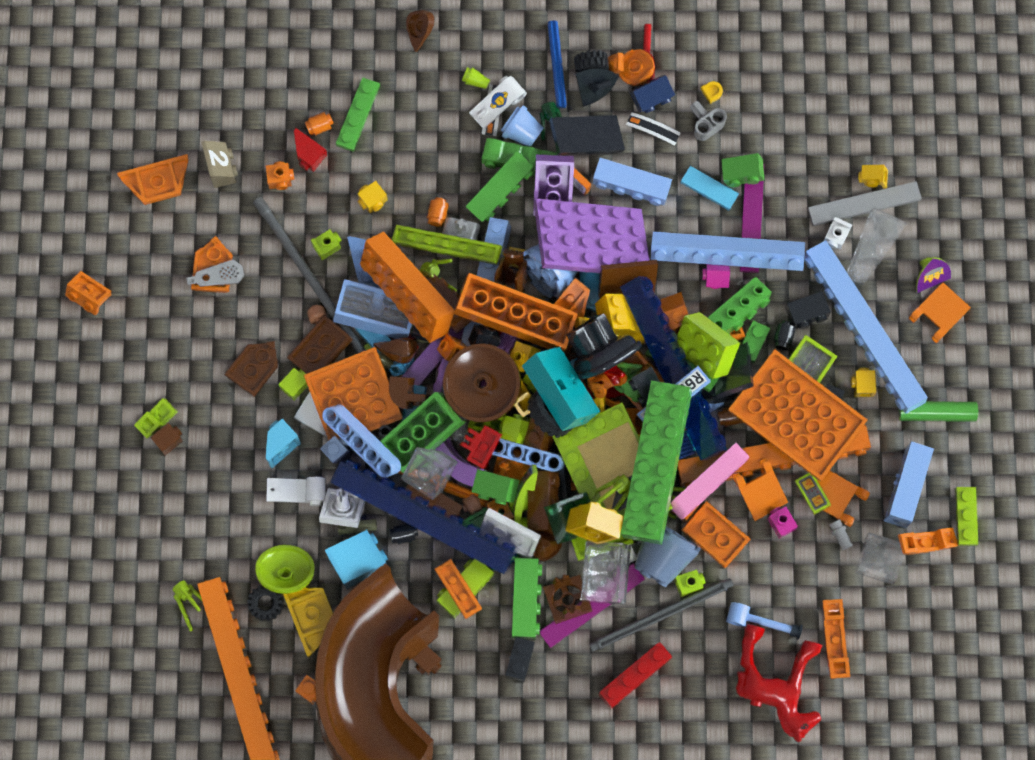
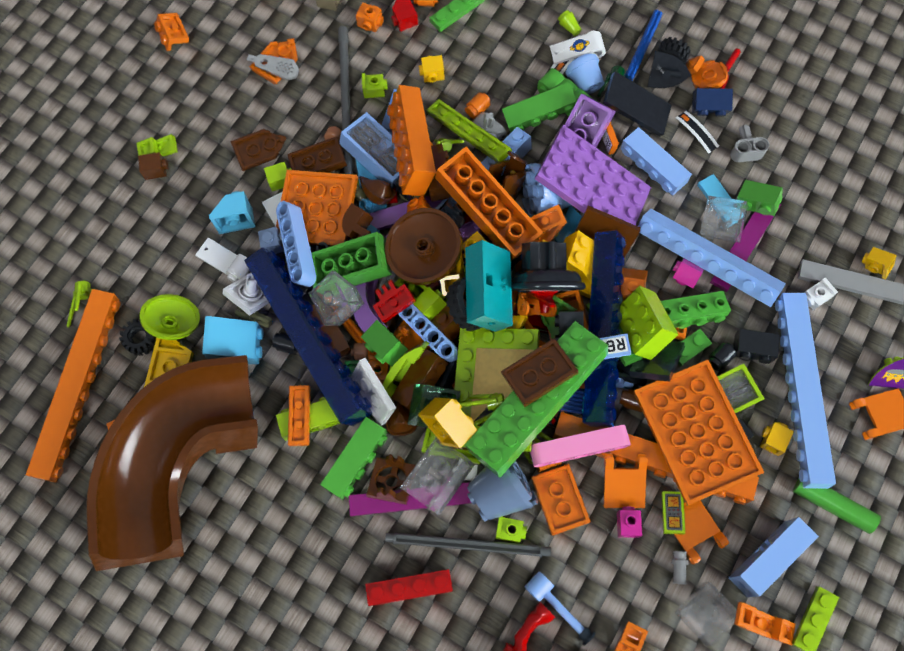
camera: 35 degrees right, 5 degrees down
(427, 661) = (236, 464): reddish brown brick -> none
(520, 659) = (315, 511): black brick -> none
(647, 441) = (539, 372): none -> reddish brown tile
(712, 91) = (765, 126): yellow tile -> none
(722, 208) = (724, 219): none -> clear brick
(875, 241) = (851, 319): clear wing -> none

